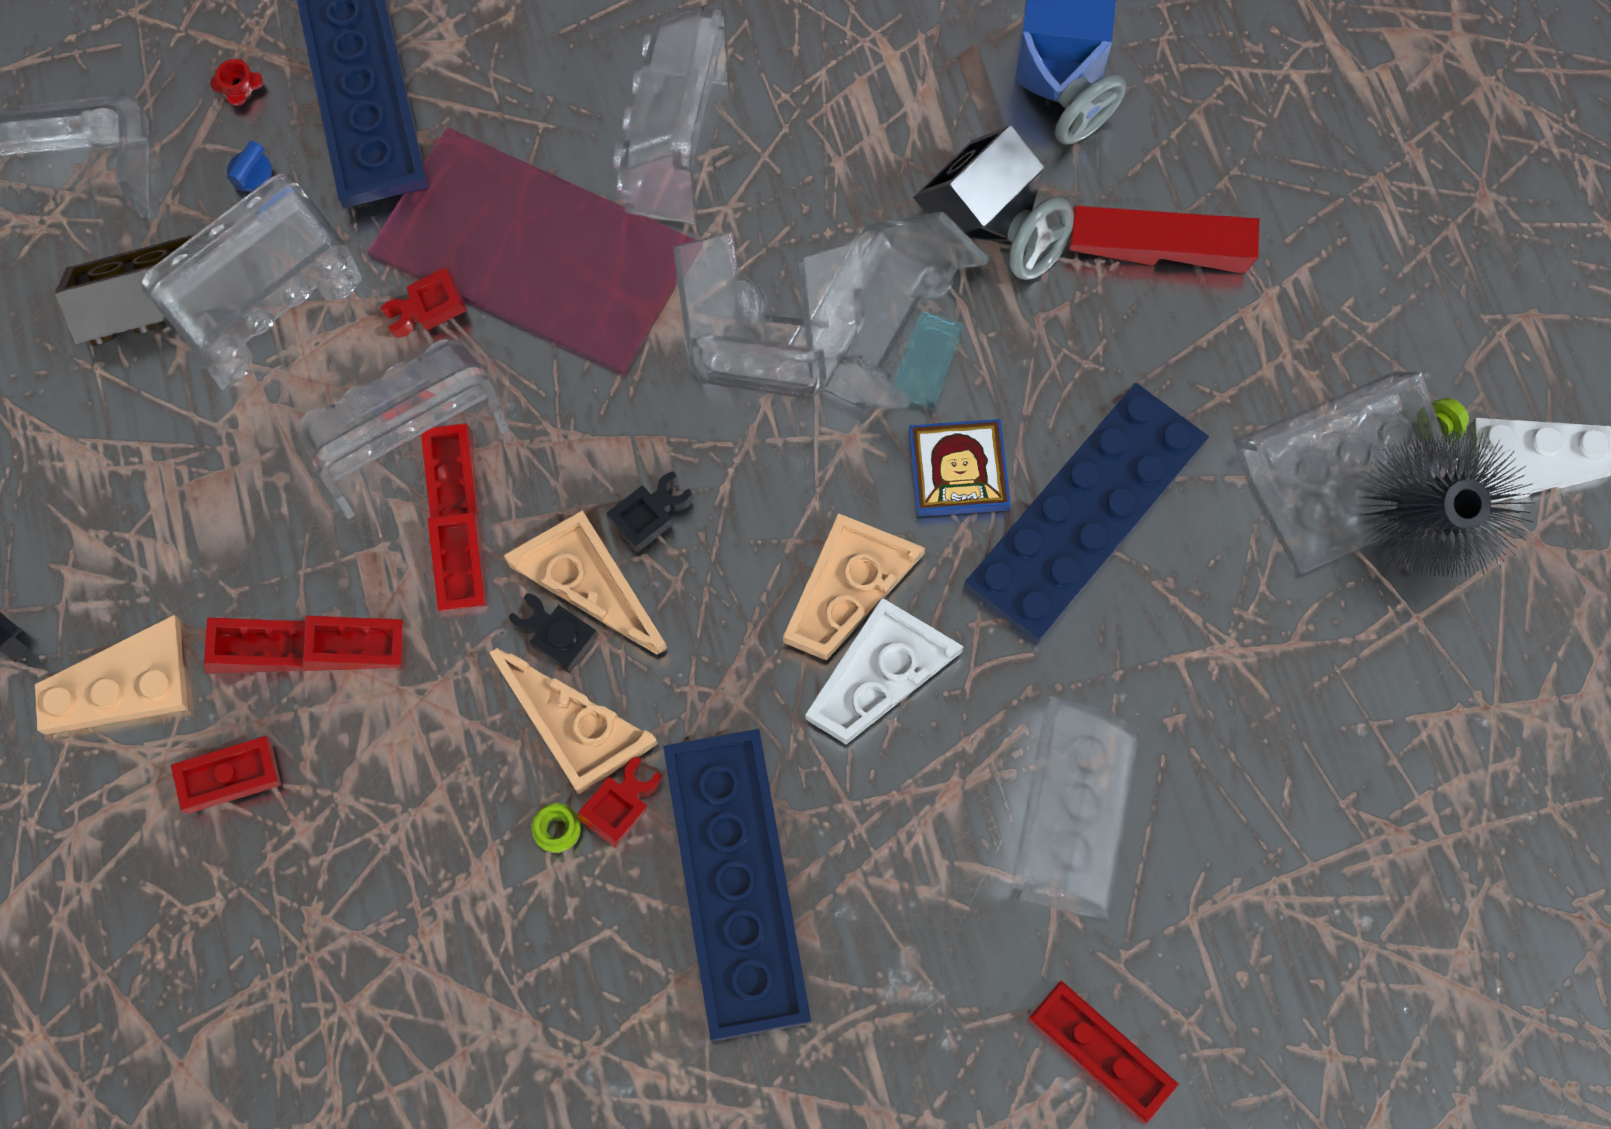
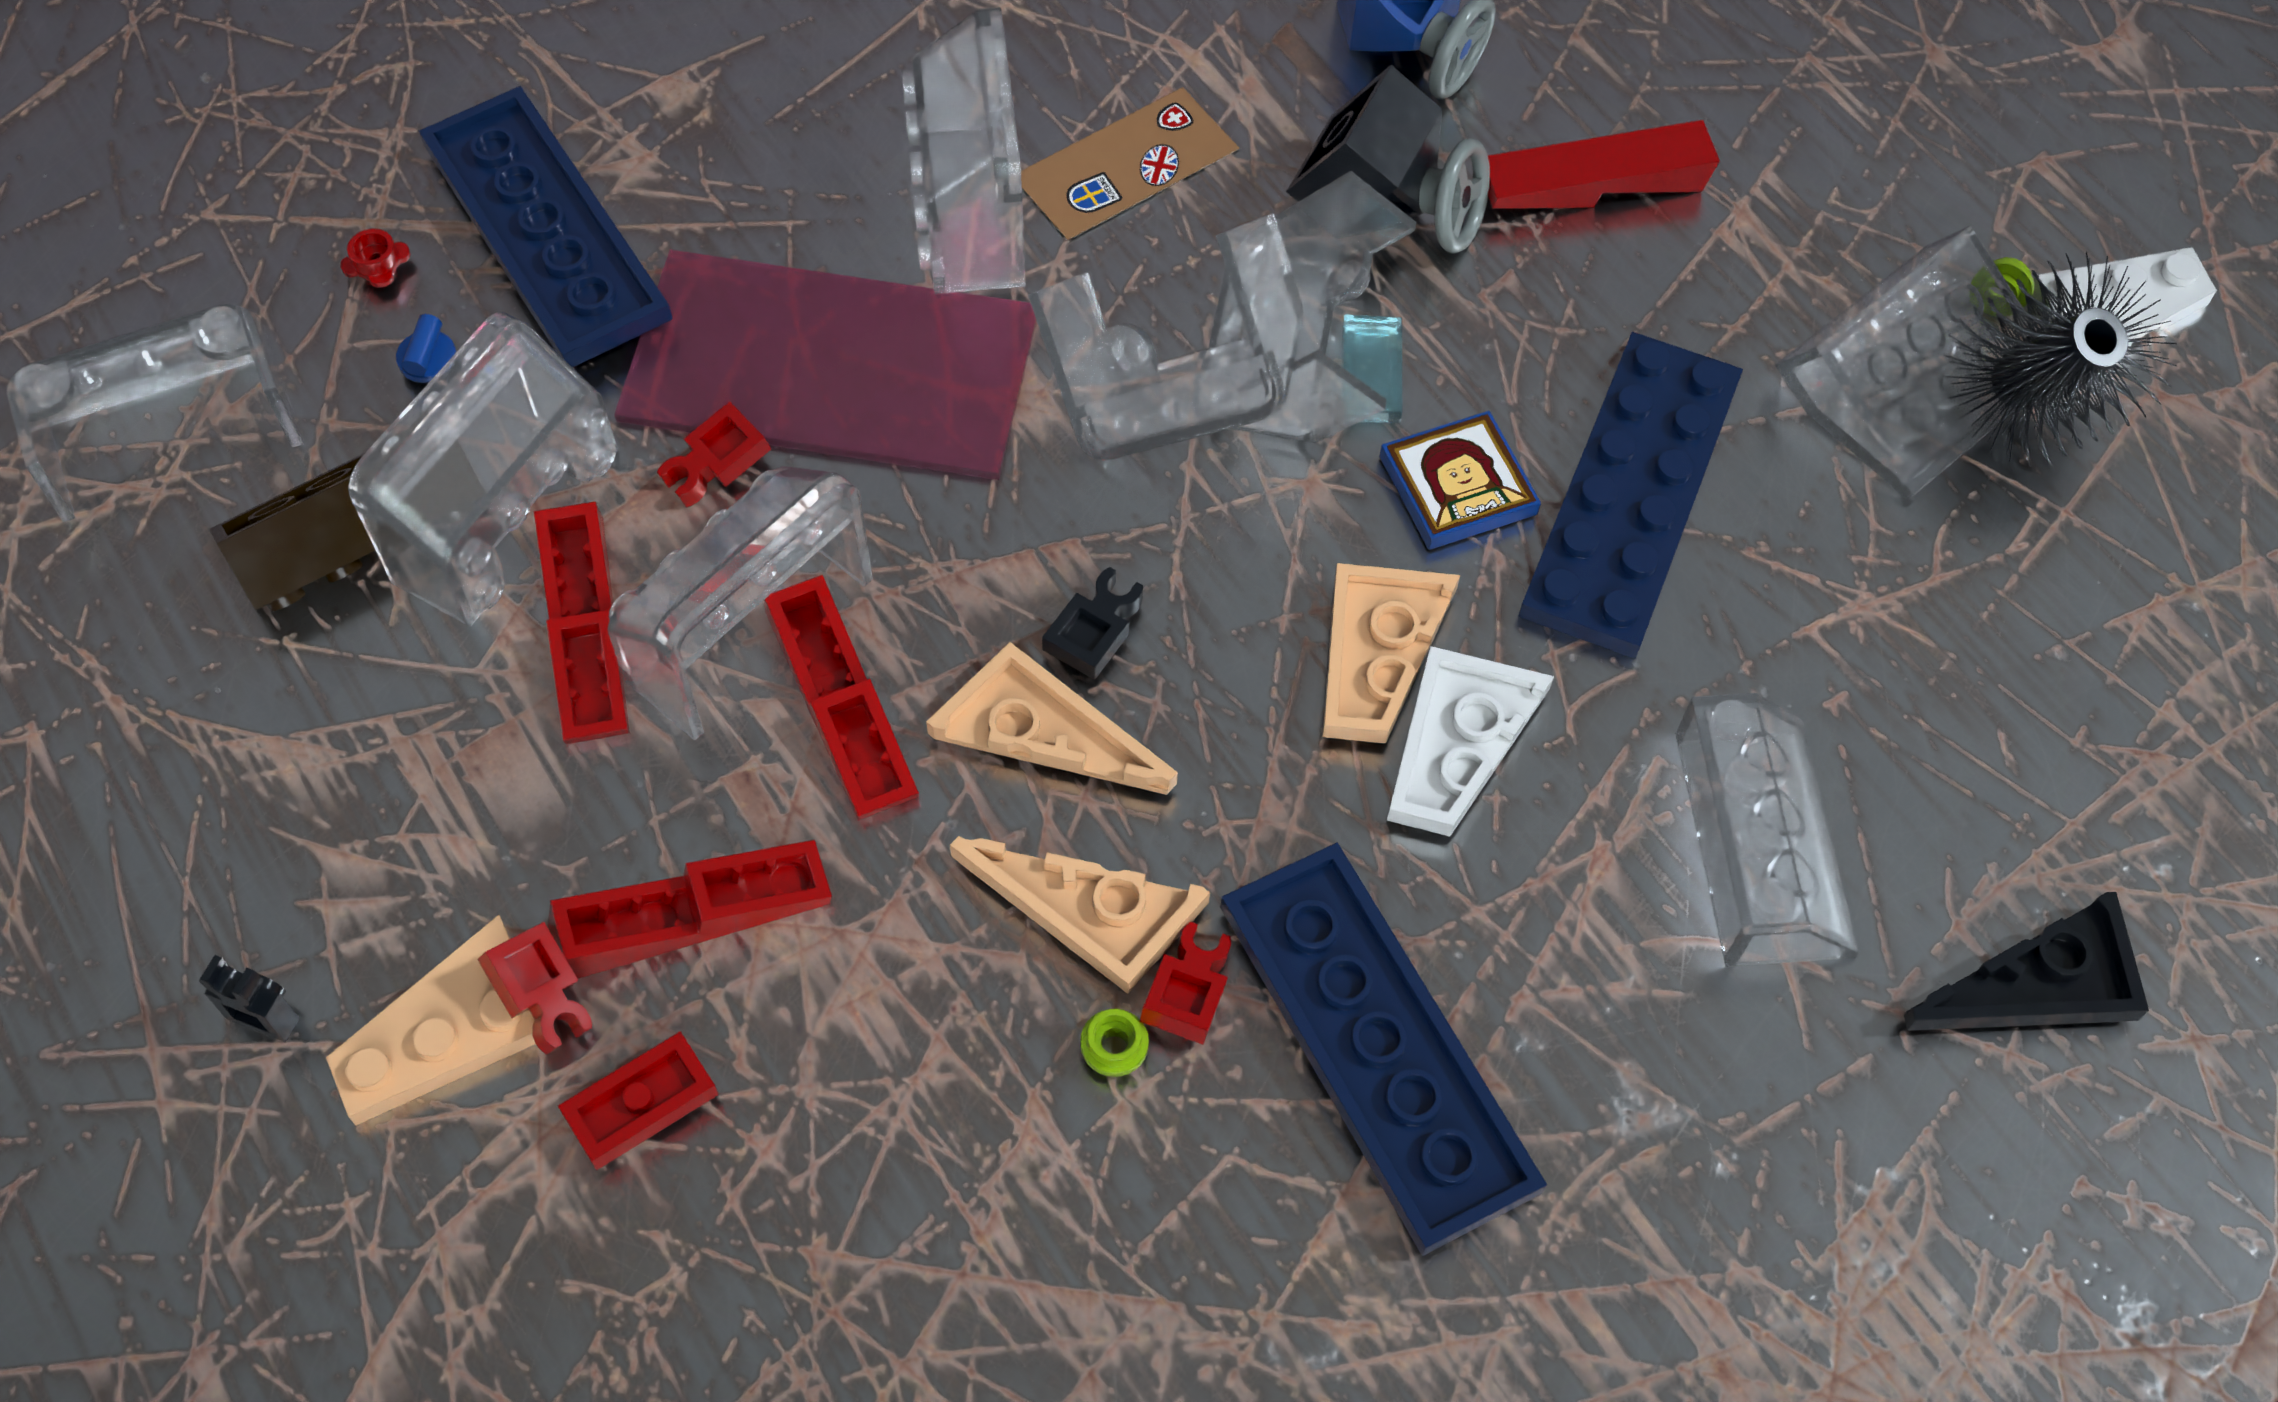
camera: 20 degrees left, 10 degrees down
(177, 668) = (531, 976): none -> red plate
(299, 388) = (578, 610): none -> red slope
(558, 636) = (1029, 806): black plate -> none
(807, 136) = (1125, 163): none -> medium nougat sticker
(1103, 1052) = (1923, 1118): red tile -> none
(1247, 980) = (2064, 975): none -> black wing

